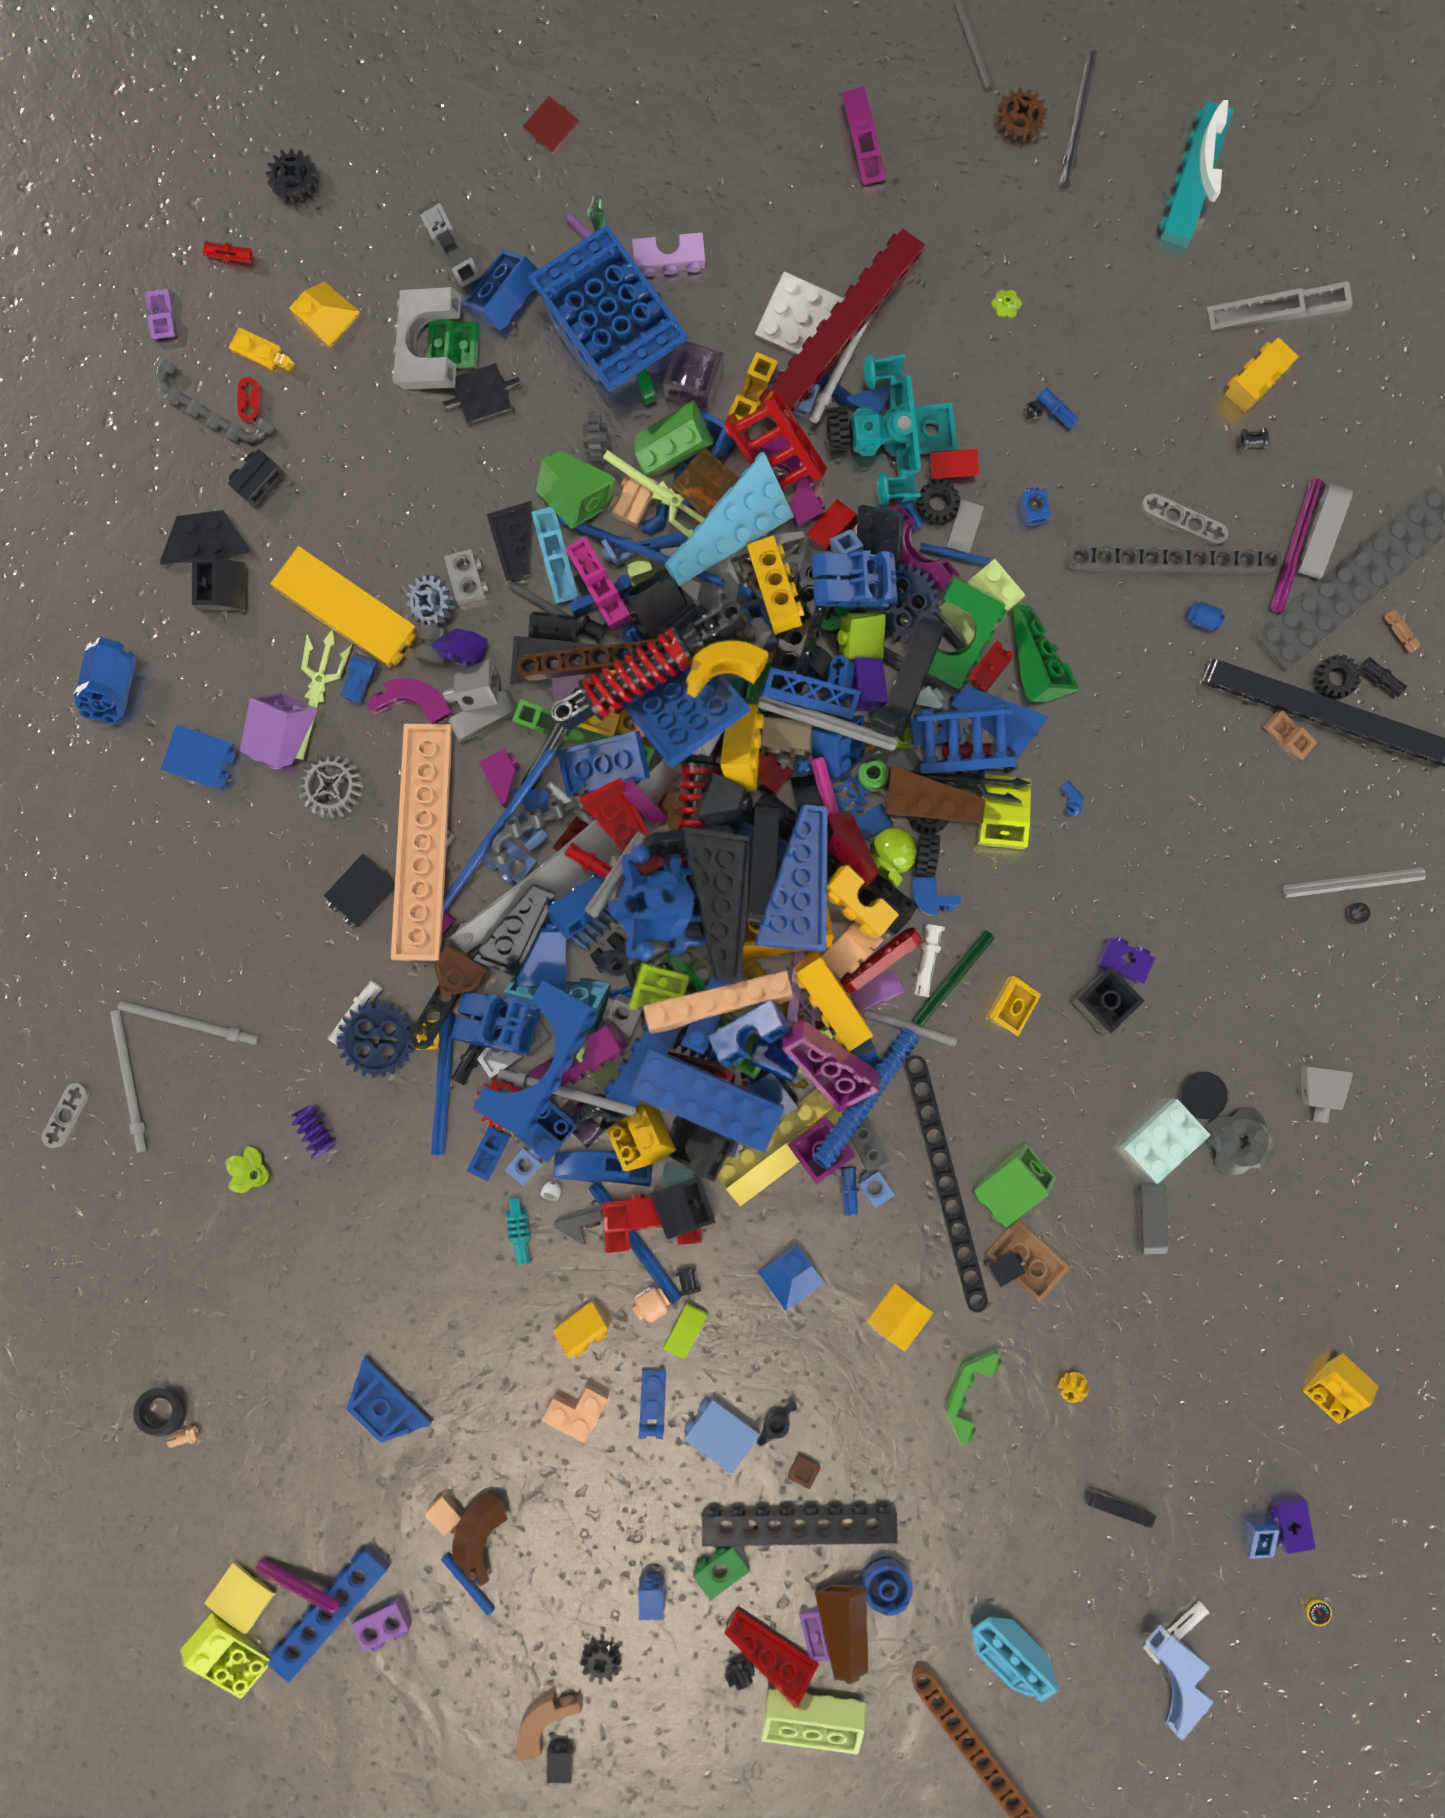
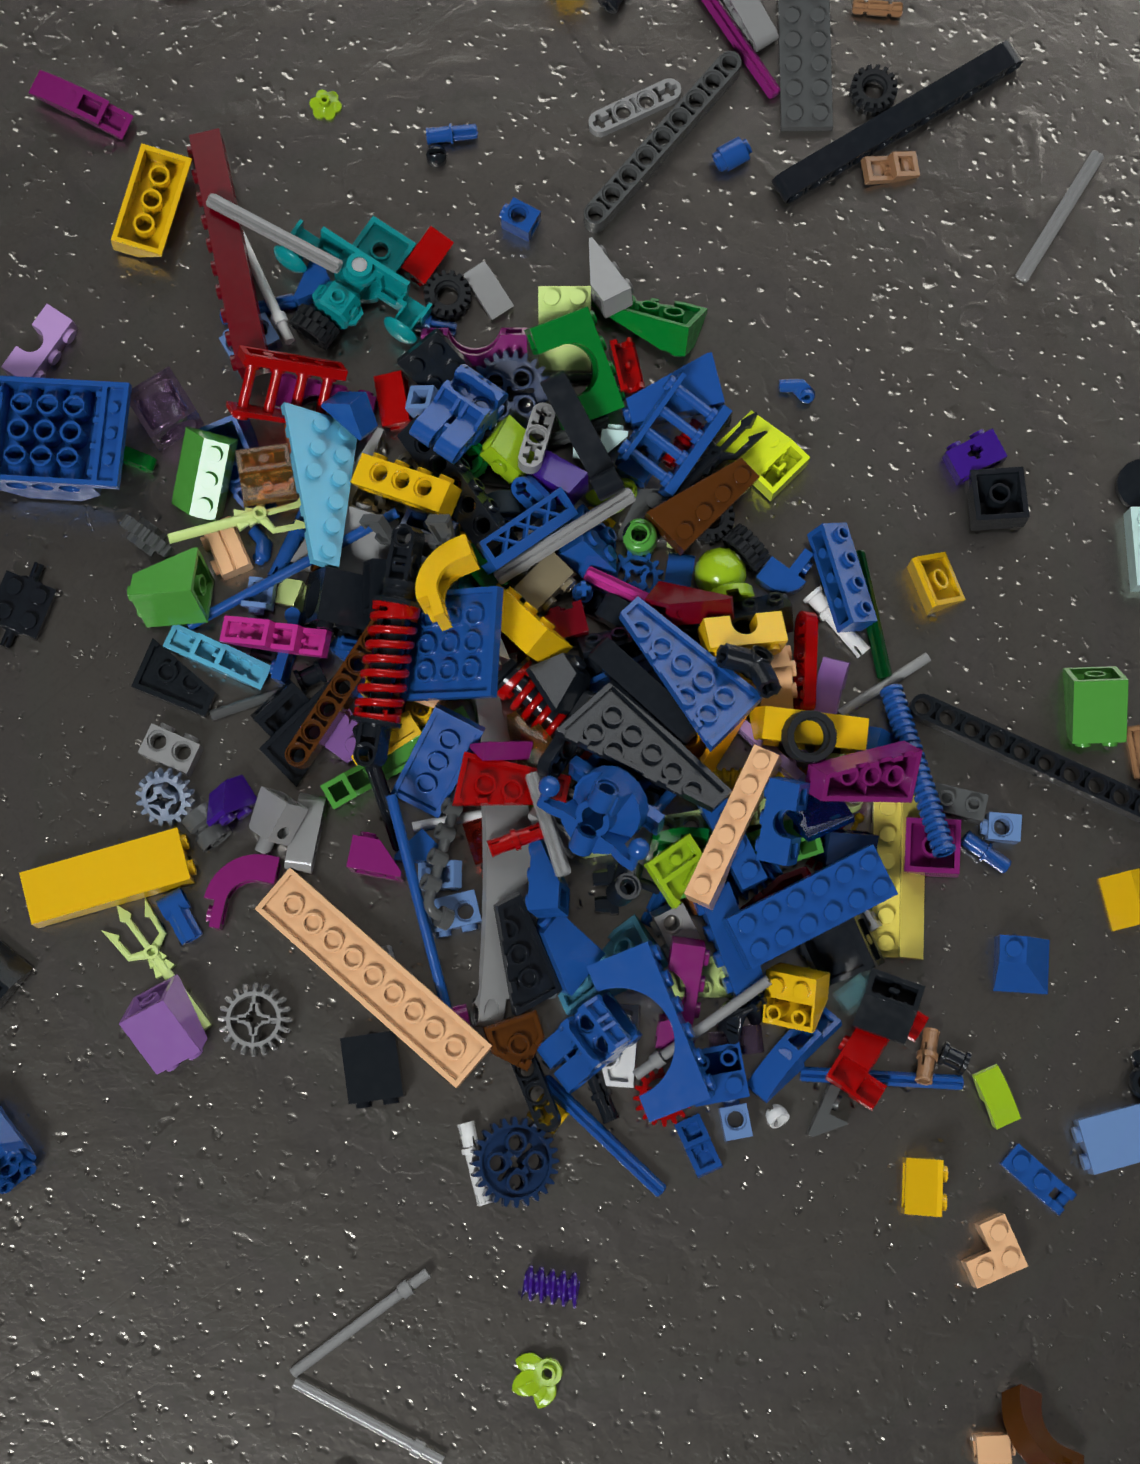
camera: 50 degrees left, 5 degrees down
(198, 757) = (131, 1117): blue brick -> none
(382, 1405) = (849, 1426): blue wing -> none
(518, 1231) = (788, 1173): teal hinge -> none
(594, 928) = (573, 881): medium blue piece -> none
(650, 1304) = (948, 1108): light nougat head -> none
(674, 1262) = (927, 1056): none -> medium nougat pin
(757, 380) = (217, 367): yellow arch -> none
(794, 313) = (184, 284): white plate -> none
(797, 505) = (352, 412): none -> blue slope
(832, 242) = (150, 202): none -> yellow slope
(833, 1020) = (829, 736): none -> black tyre
(842, 925) = (753, 664): none -> black piece
(877, 654) = (539, 448): none -> light grey beam
(878, 345) = (274, 233): none -> light grey axle
(954, 554) = (504, 319): blue bar -> none
(961, 937) = (842, 577): none -> blue brick
(1034, 606) = (608, 288): none -> light grey slope
(1355, 906) = (1085, 241): black bush -> none
(1383, 677) = (904, 53): black pin -> none

